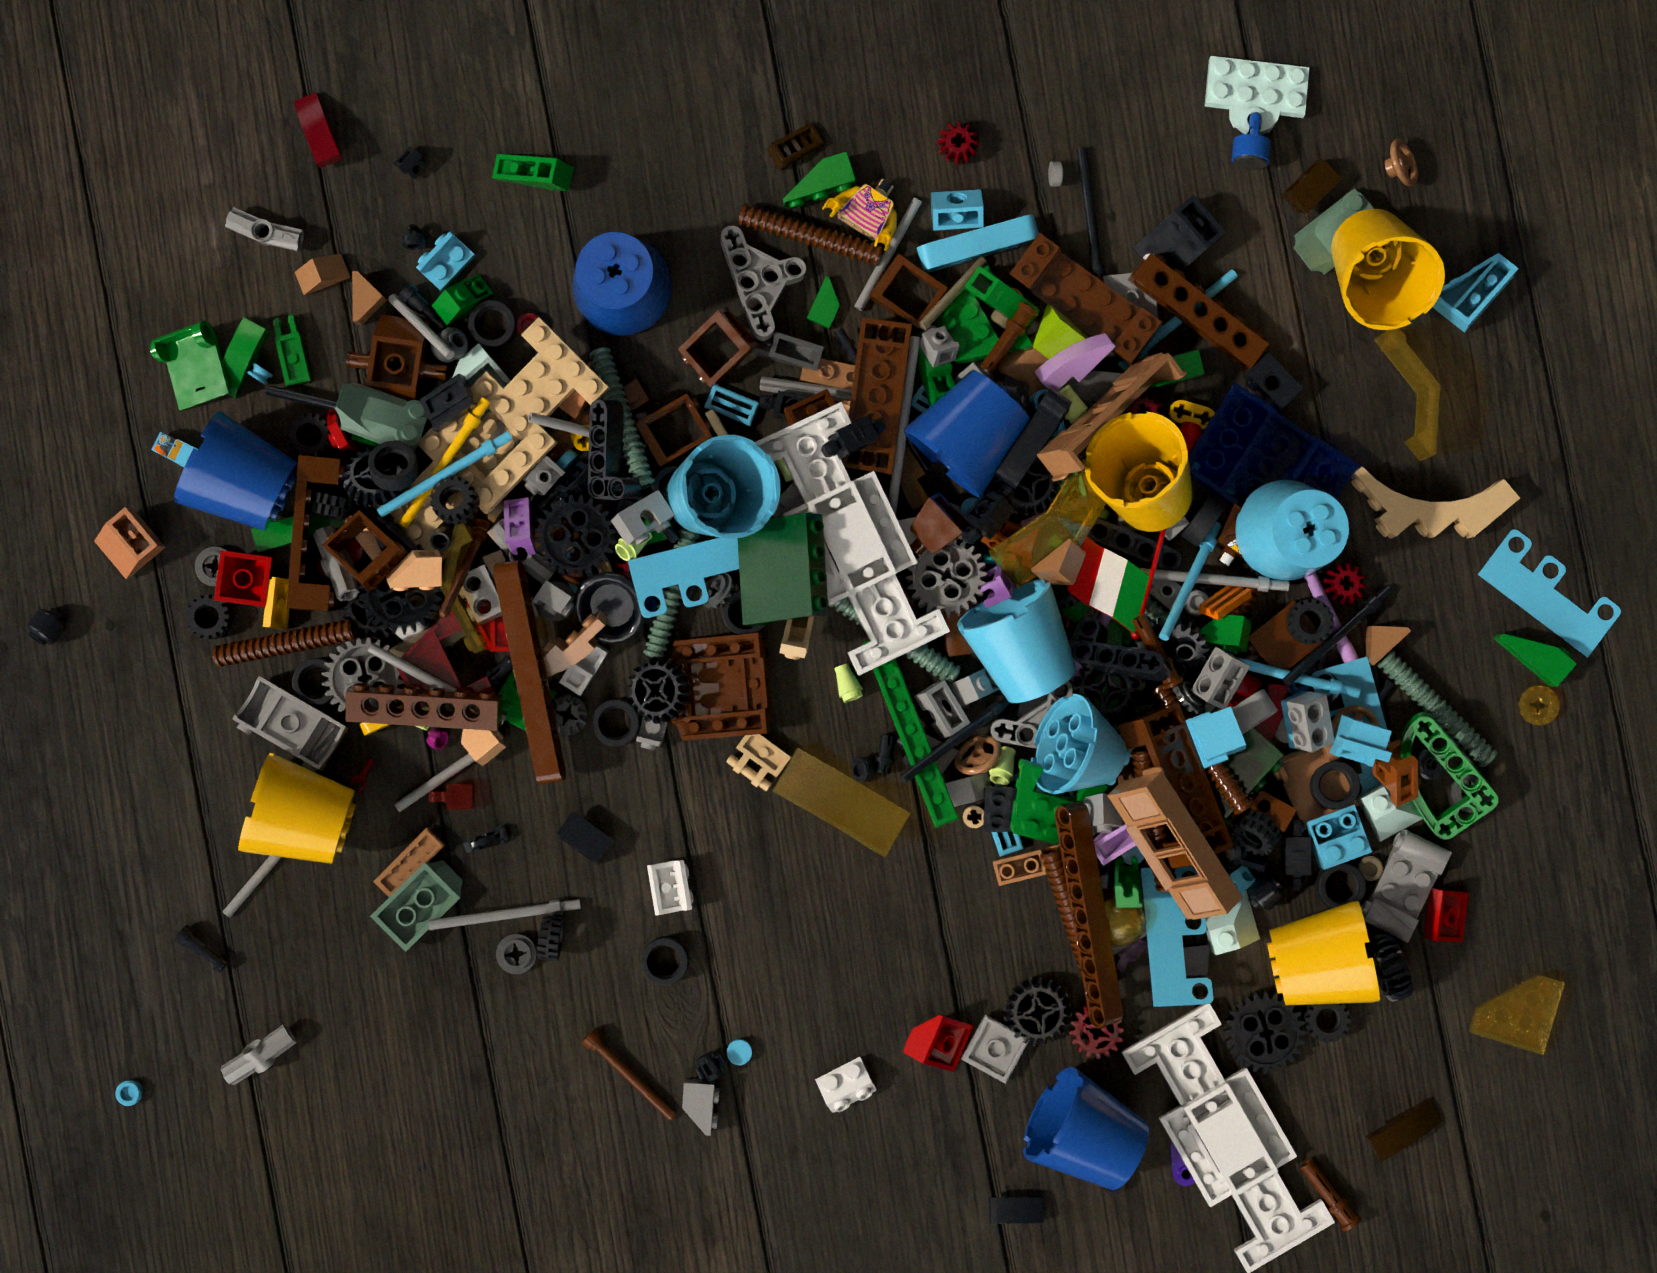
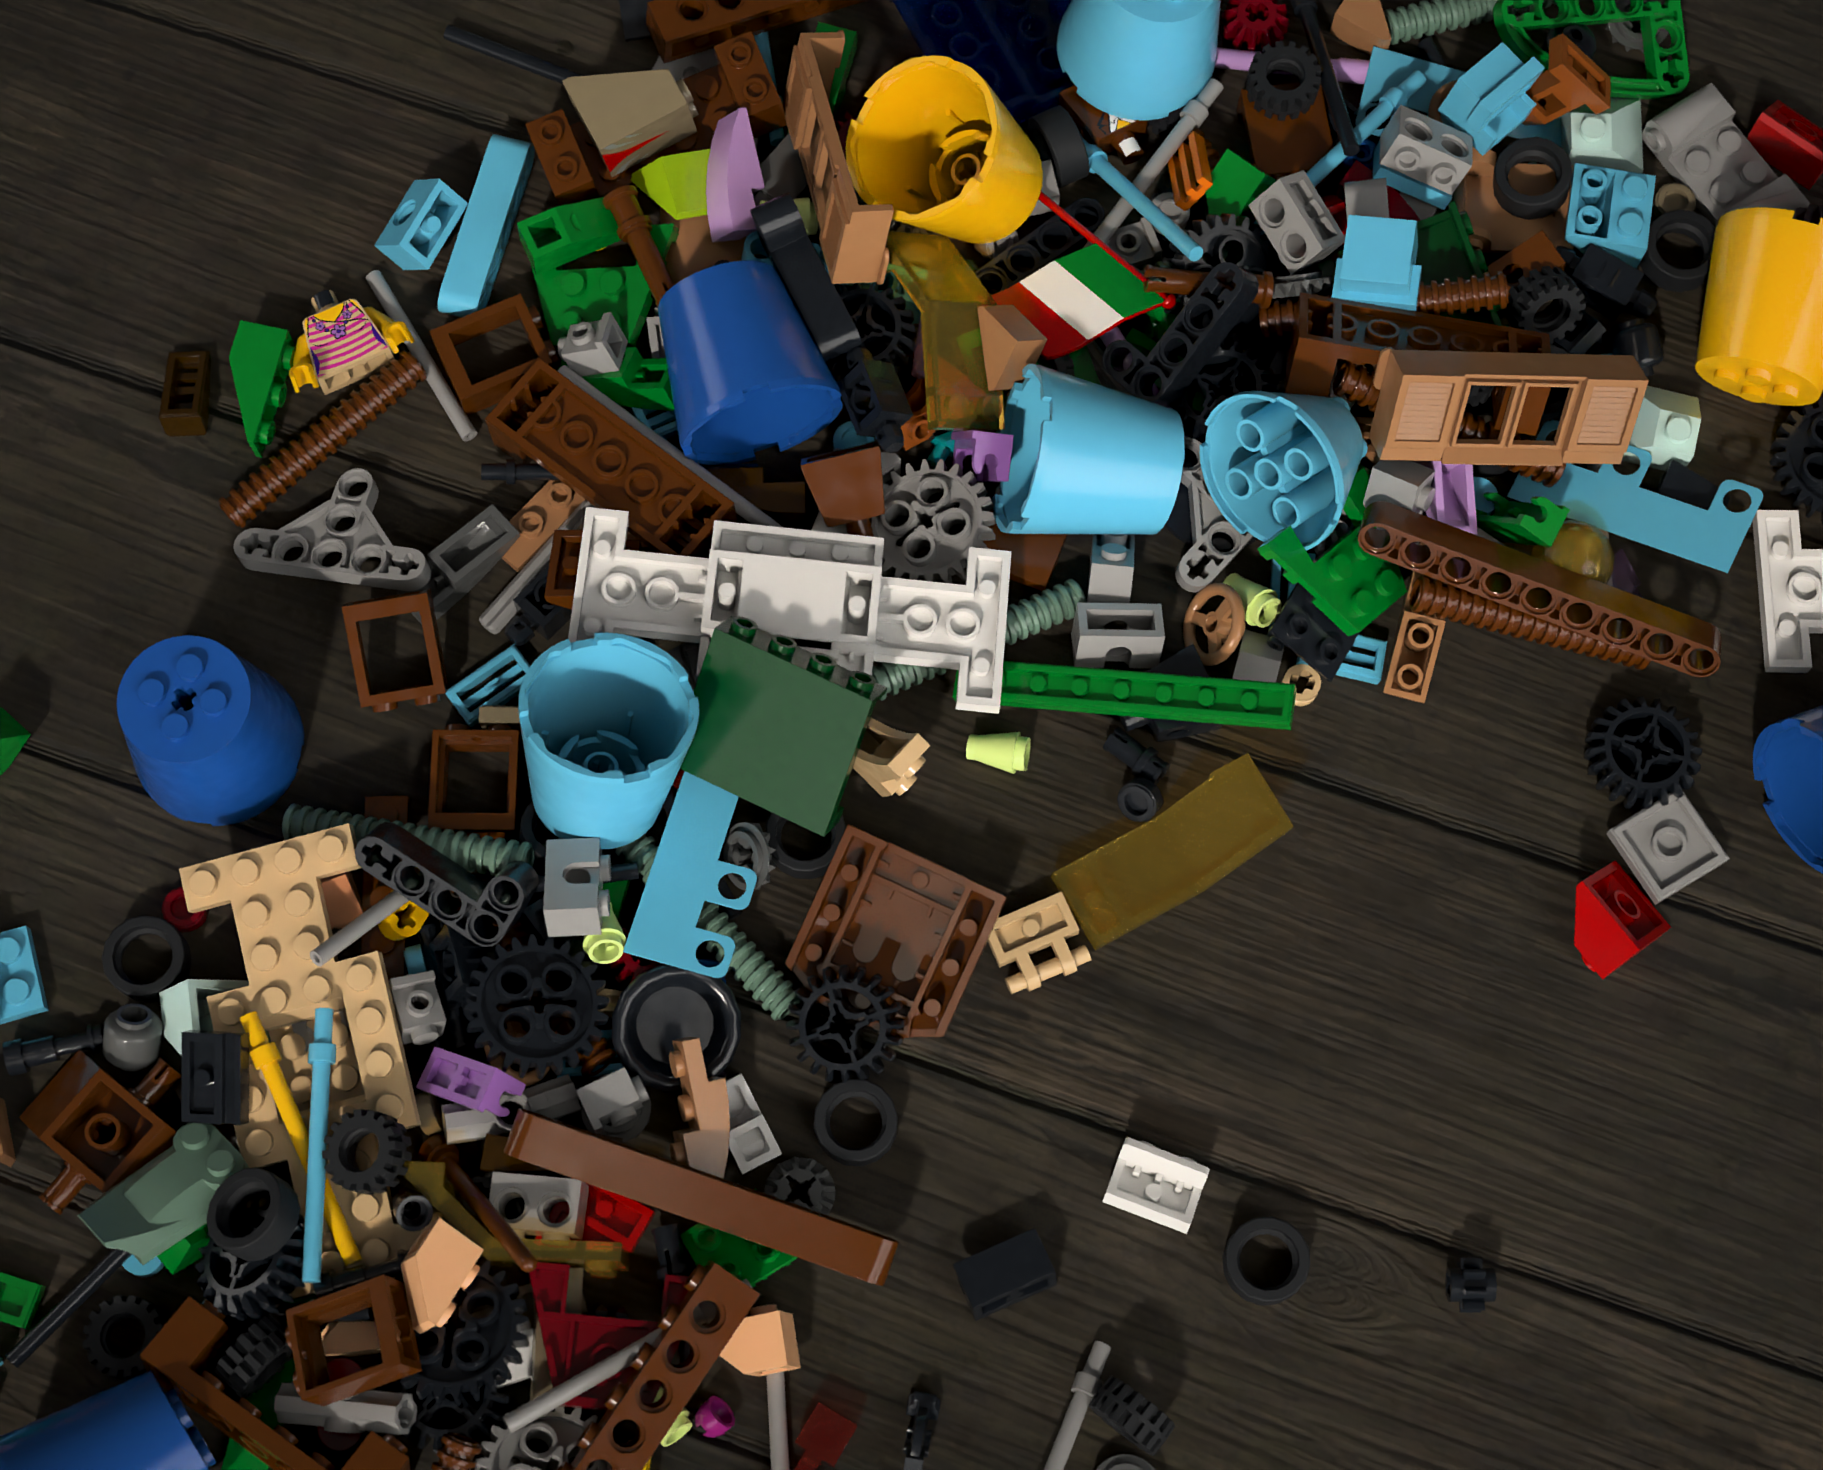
camera: 60 degrees left, 15 degrees down
(338, 437) = (158, 1285): red wing -> none
(432, 337) = (77, 1060): light grey bar -> none
(461, 299) = (77, 982): green slope -> none
(595, 1042) = (1334, 1447): reddish brown piece -> none
(651, 734) = (903, 1078): light grey bracket -> none
(699, 1103) = (1519, 1334): light grey slope -> none
(739, 1052) = (1470, 1230): medium azure tile -> none
(825, 305) = (436, 478): green tile -> none
(846, 1085) = (1609, 1095): white bracket -> none
(853, 437) = (648, 516): black piece -> none
(949, 137) = (316, 179): dark red gear -> none
(950, 295) = (533, 296): dark tan bar -> none
(993, 711) = (1162, 570): black bar -> none
(999, 319) = (613, 254): dark tan tile -> none
(1055, 174) = (459, 78): light grey tile -> none
(1075, 286) = (632, 114): none -> dark tan slope
(1091, 1041) = (1729, 701): dark red gear -> none

